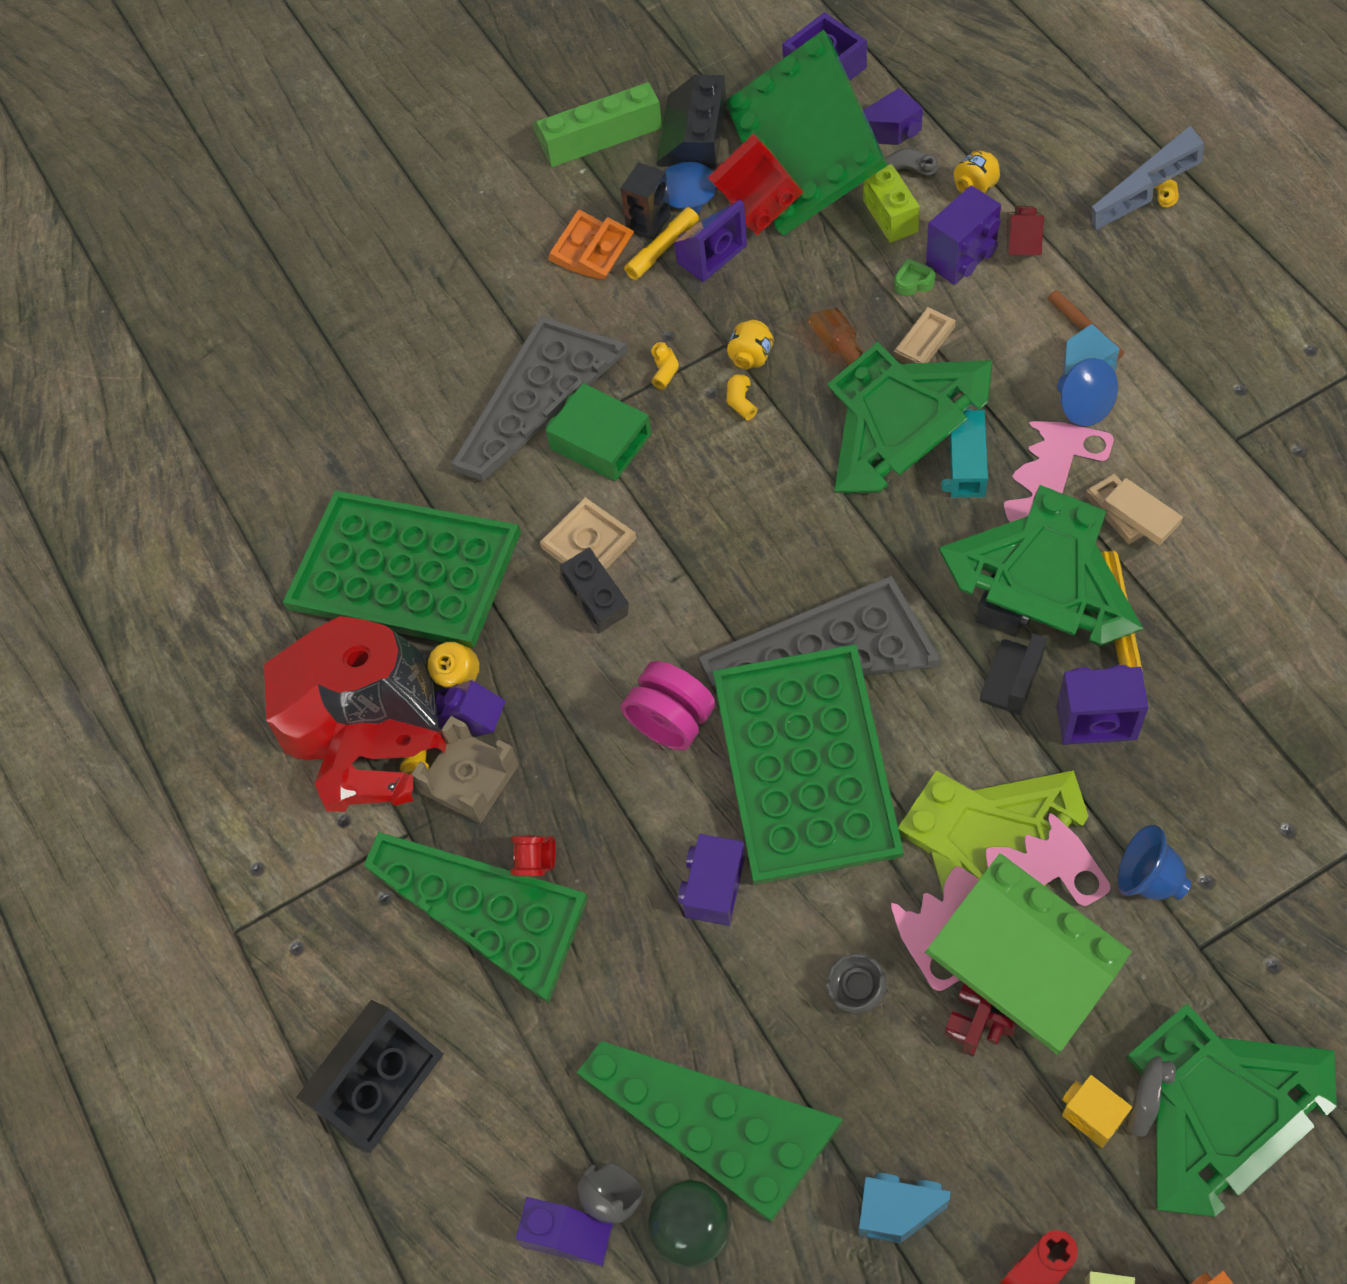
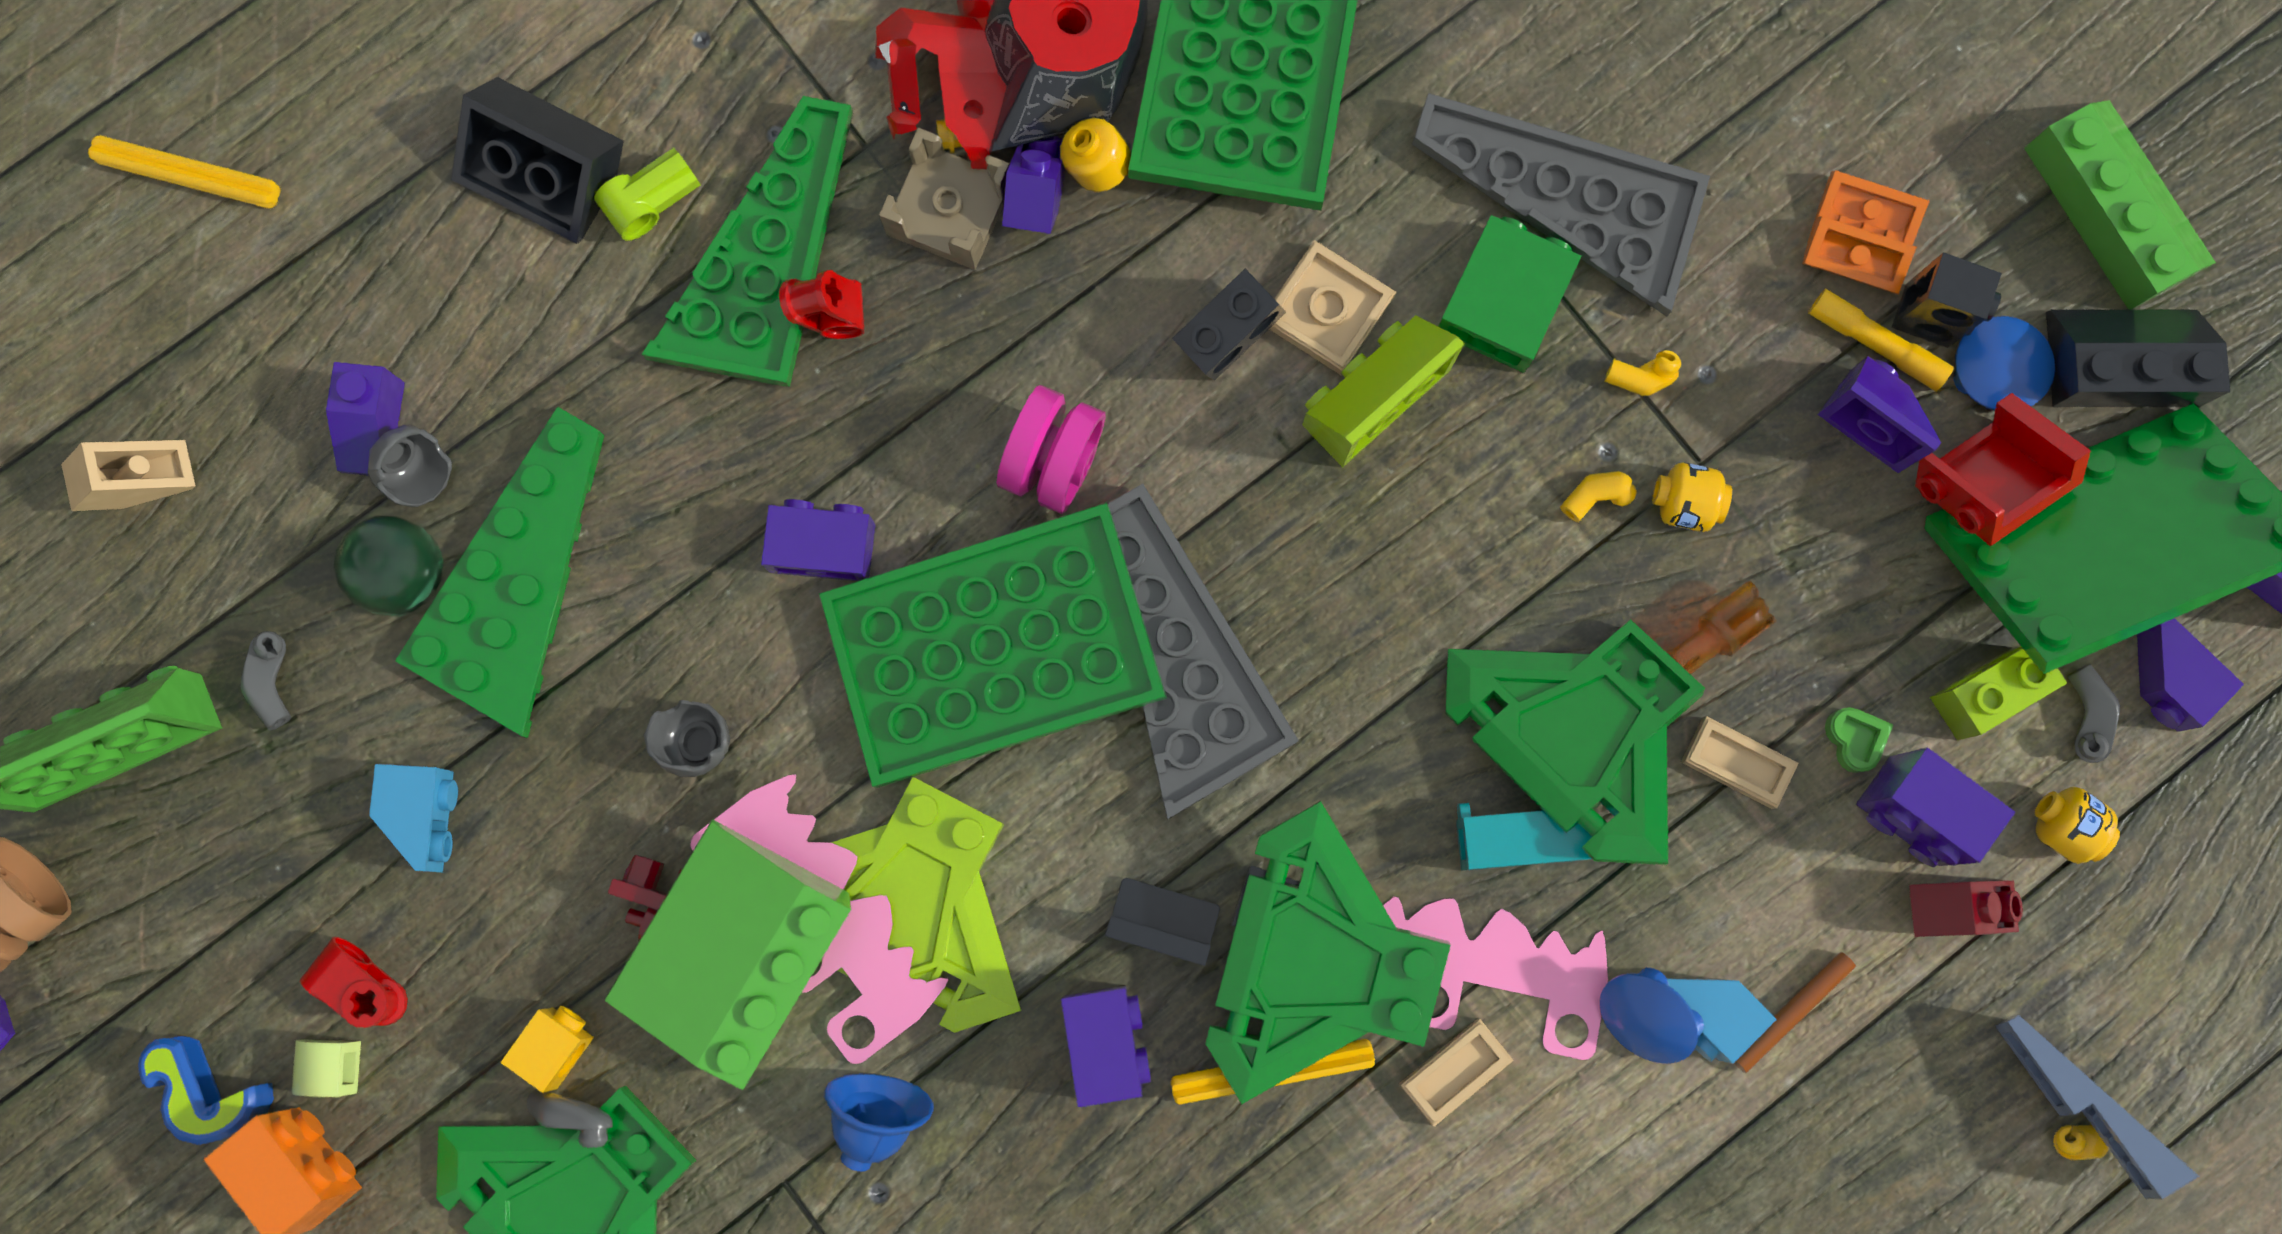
camera: 75 degrees right, 20 degrees up
(419, 996) = (637, 200): none -> lime piece
(653, 503) = (1380, 387): none -> lime slope
(1142, 511) = (1442, 1102): tan tile -> none

